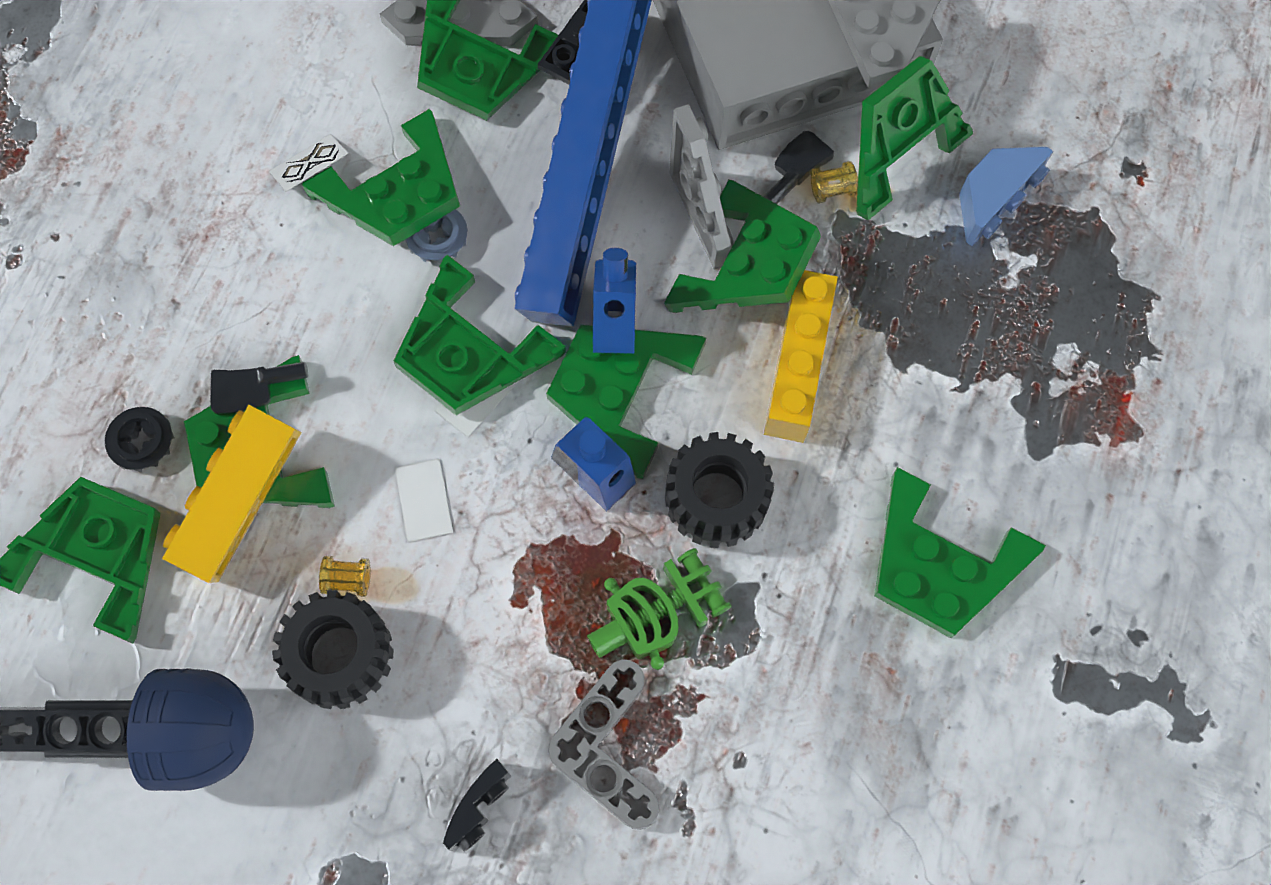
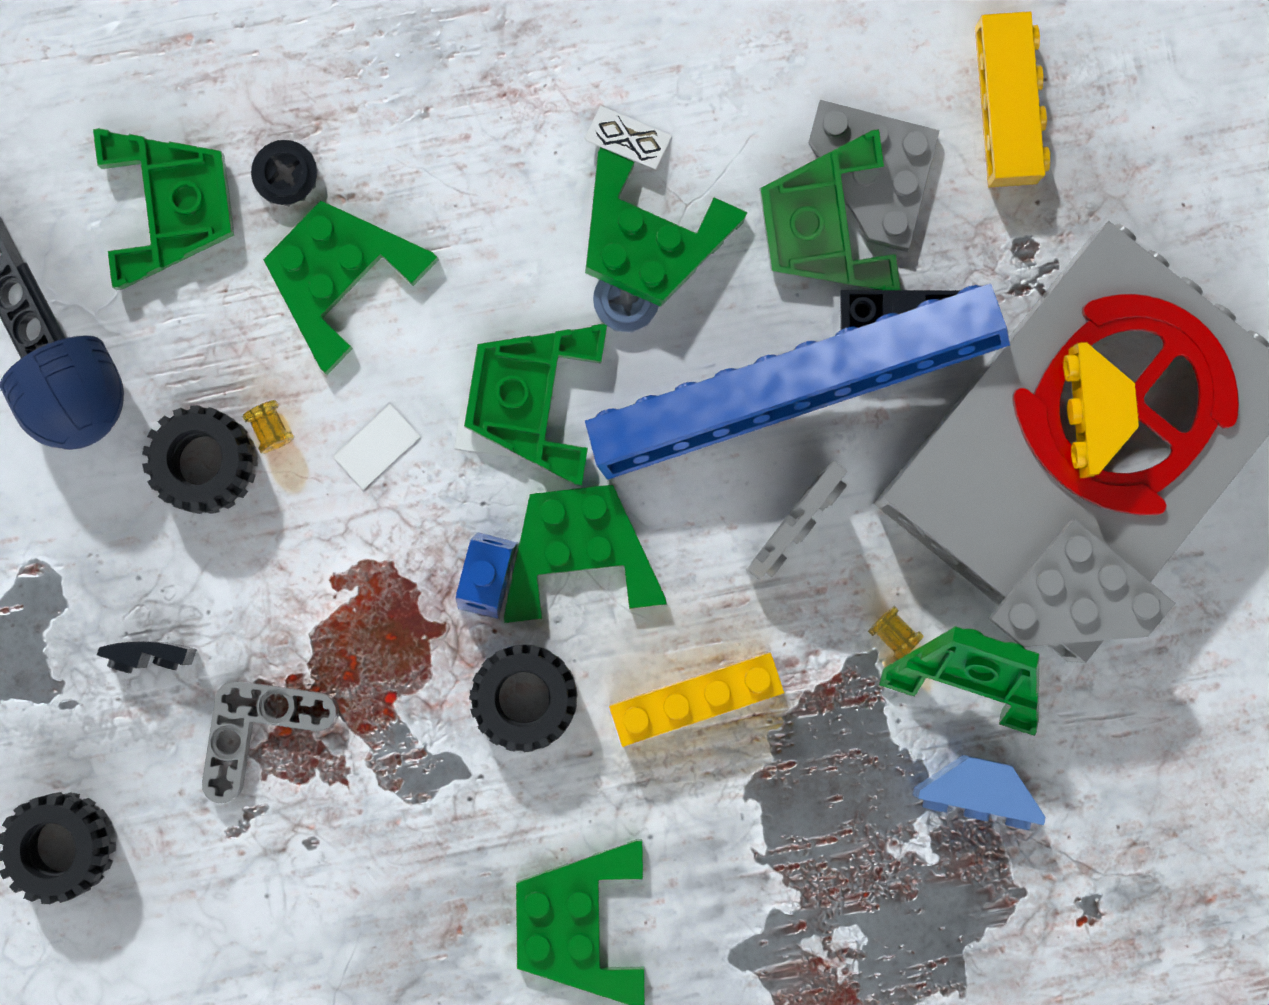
camera: 60 degrees right, 15 degrees up
(231, 494) = (276, 291): yellow brick -> none
(239, 388) = (379, 236): black piece -> none
(614, 291) = (646, 504): blue torso -> none
(621, 630) = (357, 684): bright green torso -> none
(762, 262) = (766, 615): green wing -> none
(796, 163) = (900, 585): black piece -> none

